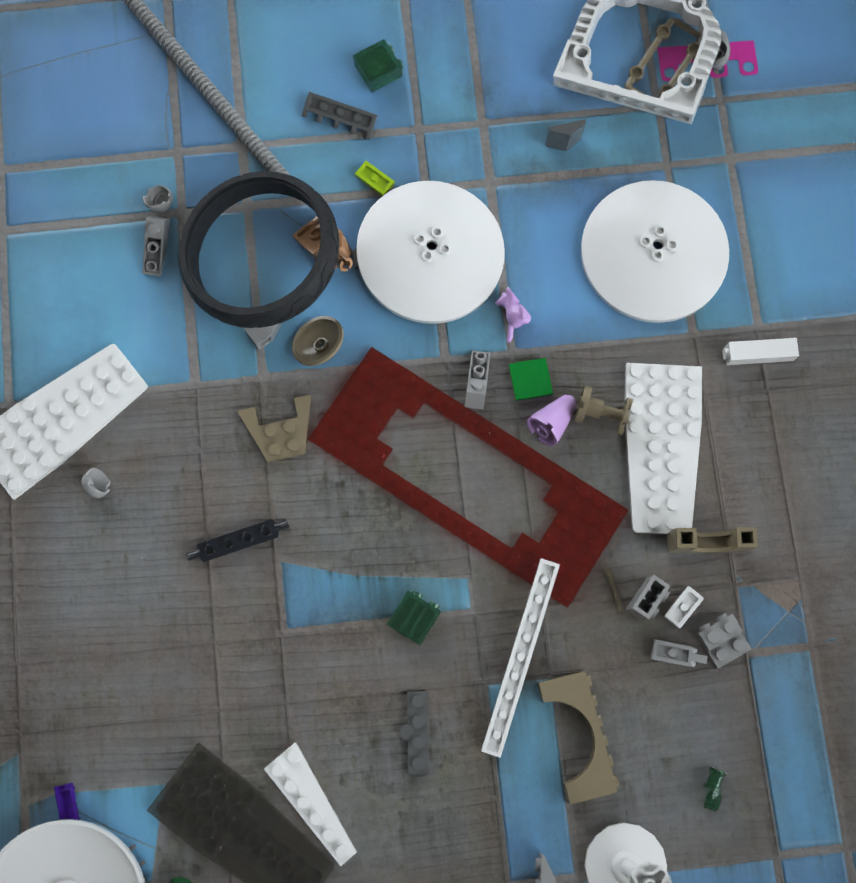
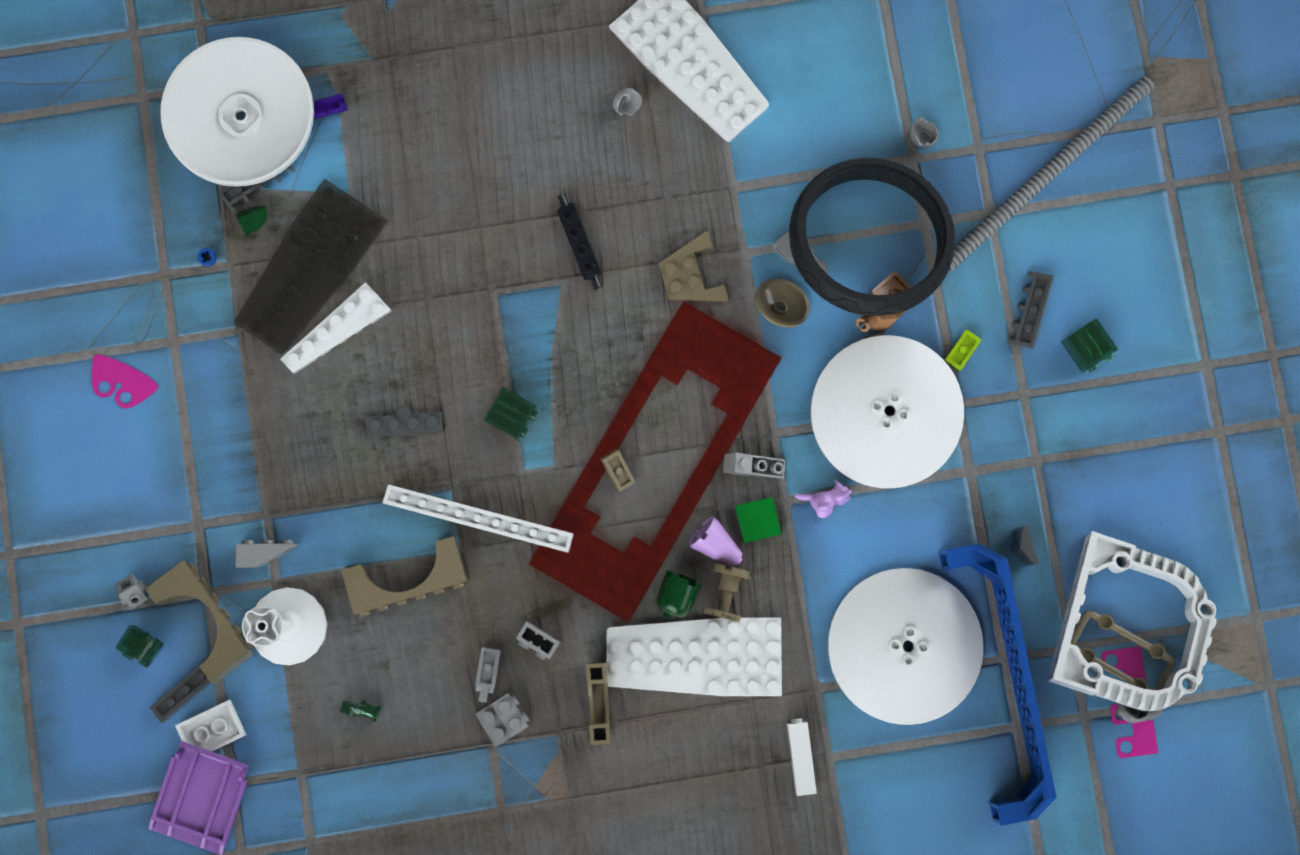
camera: 85 degrees right, 5 degrees up
(155, 244) = (875, 135): light grey slope -> none
(476, 511) = (617, 470): none -> dark tan plate
(603, 458) = (677, 595): none -> dark green cylinder
(683, 607) = (533, 679): white plate -> none
(789, 137) = (1039, 788): none -> blue arch

